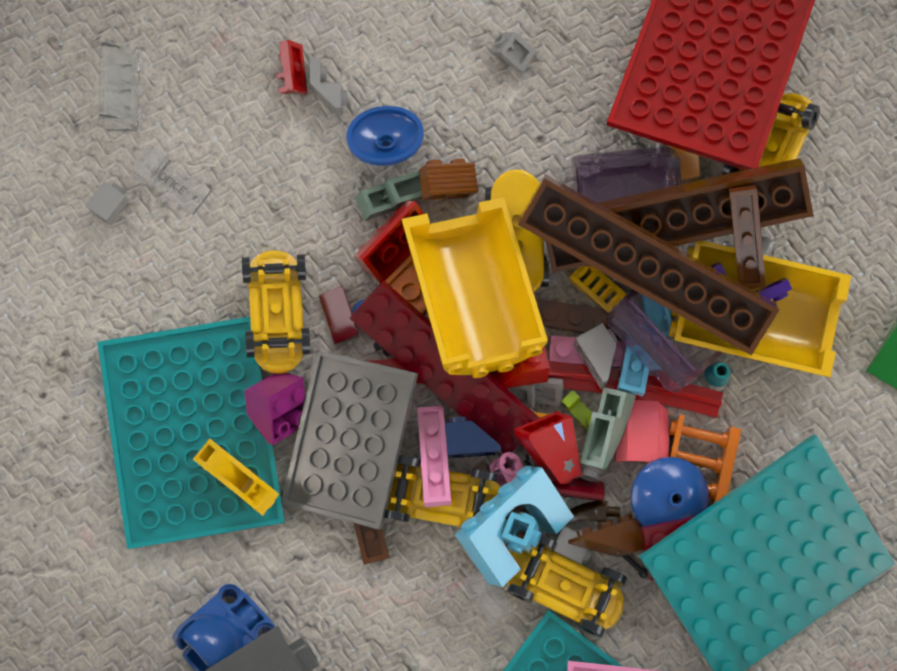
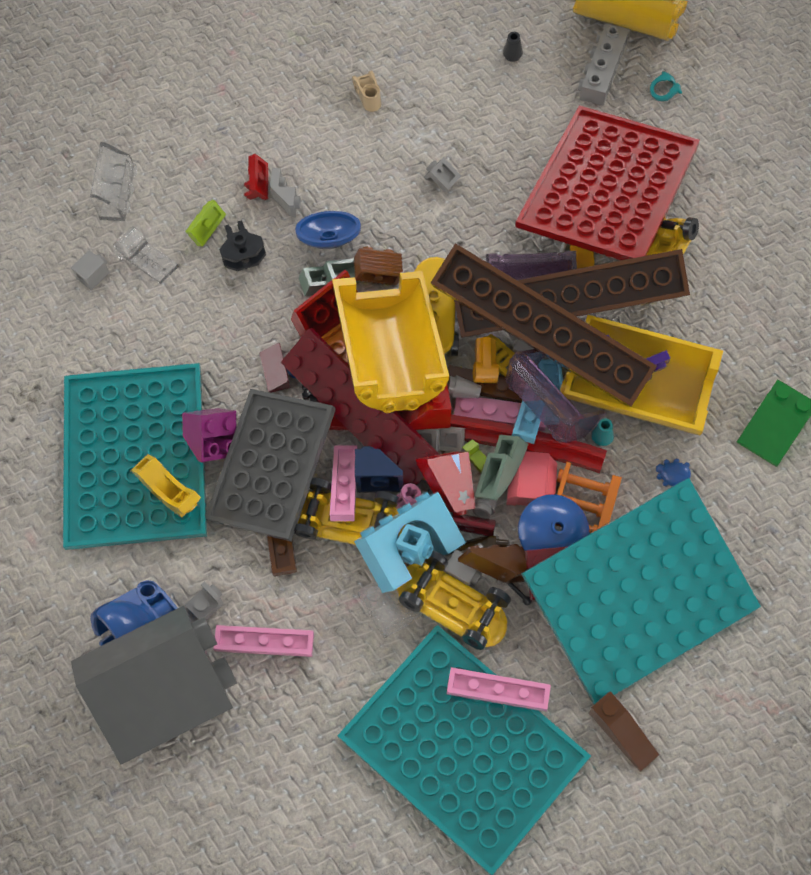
camera: 10 degrees right, 15 degrees down
(237, 132) = (205, 223): none -> lime plate
(276, 310) = (219, 360): yellow piece -> none
(283, 162) = (240, 247): none -> black hinge
(292, 600) = (205, 602): none -> light grey bracket
(362, 639) = (264, 641): none -> bright pink plate
(559, 330) = (463, 388): none -> light grey cone
(582, 306) = (485, 366): none -> light orange piece
(597, 352) = (495, 404): light grey slope -> none
(747, 236) = (631, 307): reddish brown plate -> none
(797, 414) = (673, 472): none -> blue piece

